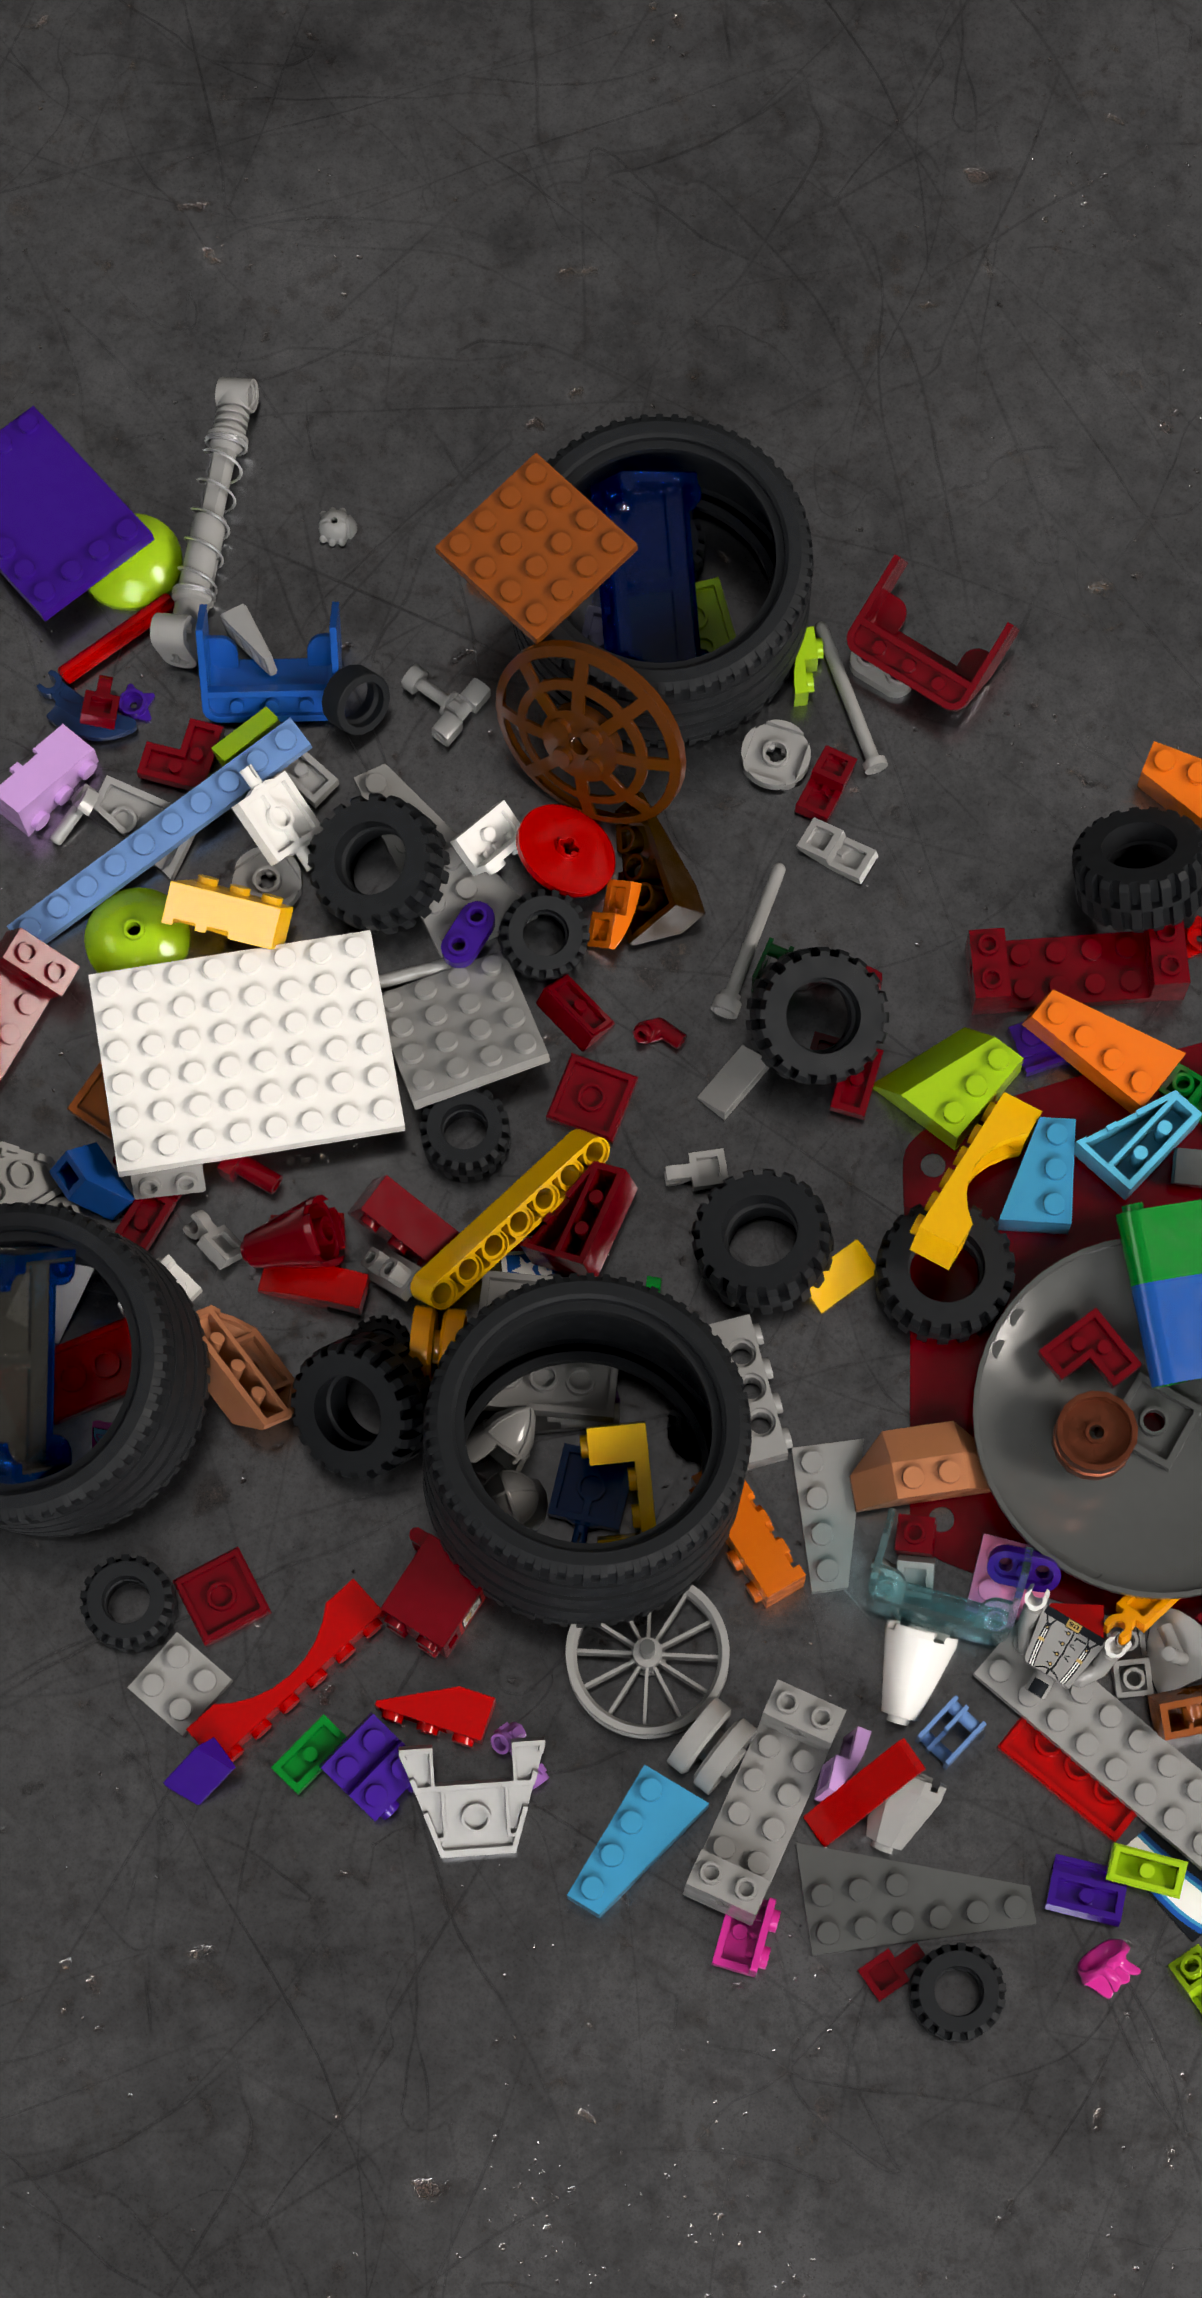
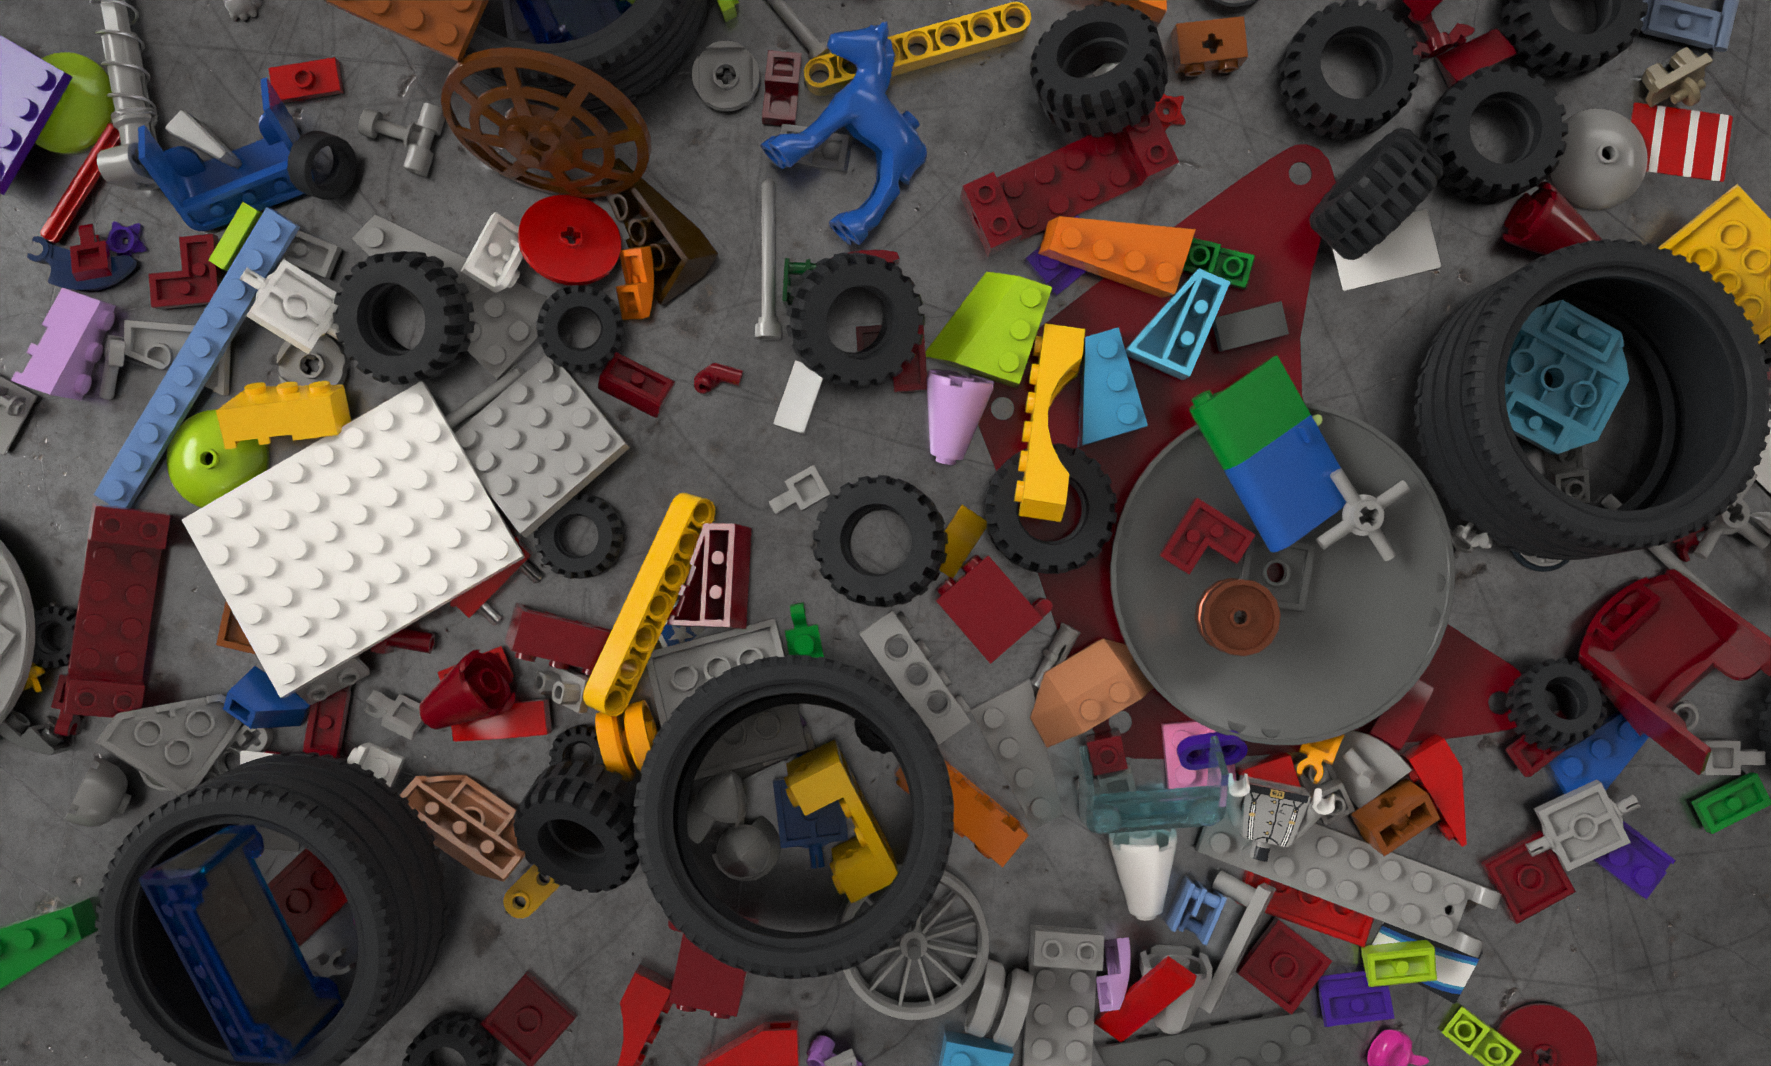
camera: 25 degrees left, 15 degrees up
(280, 1467) = (531, 890): none -> yellow plate
(343, 1153) = (476, 598): none -> red piece
(371, 619) = (307, 80): none -> red plate
(469, 933) = (513, 351): dark purple plate -> none
(592, 1097) = (680, 458): dark red tile -> none
(848, 1345) = (989, 607): none -> dark red container
(882, 1146) = (954, 411): none -> lavender cone
(901, 840) = (868, 118): none -> blue animal
(916, 1408) = (1057, 651): none -> light grey pin
(986, 784) = (930, 38): none -> yellow beam
(1015, 1748) = (1256, 902): none -> light grey piece
(1023, 1828) = (1283, 966): none -> dark red plate

